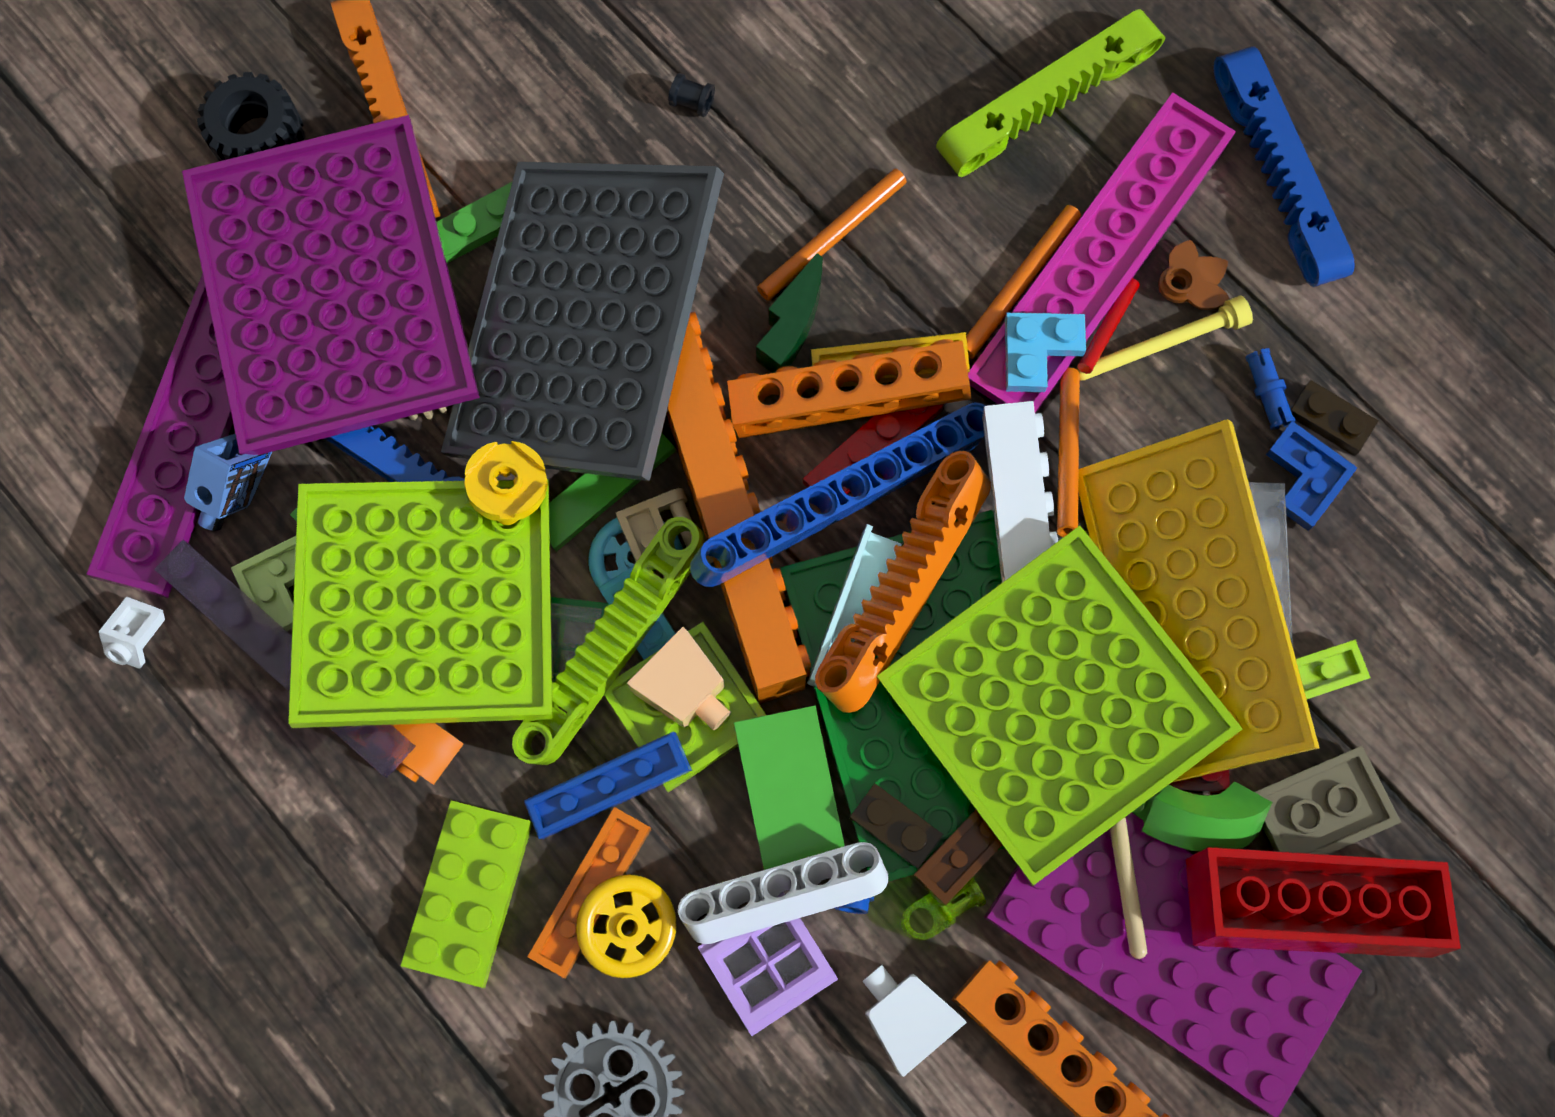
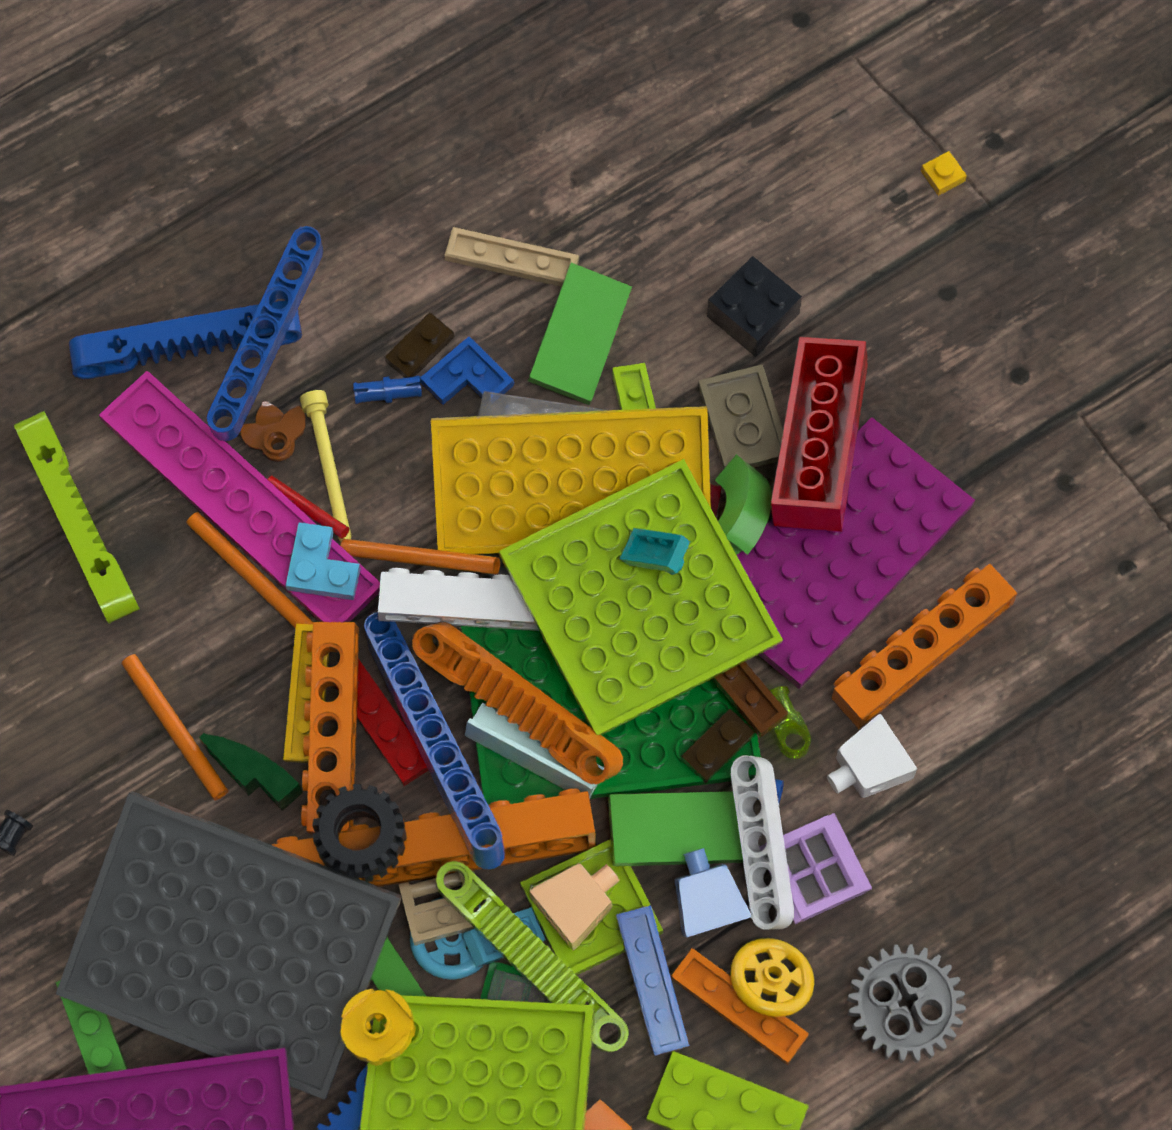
camera: 80 degrees left, 5 degrees down
(707, 390) = (353, 805): none -> black tyre
(711, 838) = (707, 896): none -> torso
(1110, 708) = (655, 550): none -> teal tile
(1128, 890) = (795, 572): tan piece -> none
(1323, 229) = (265, 349): none -> blue beam
(1392, 596) = (579, 333): none -> bright green tile
(1472, 506) = (508, 256): none -> tan tile
(1478, 802) = (754, 306): none -> black brick

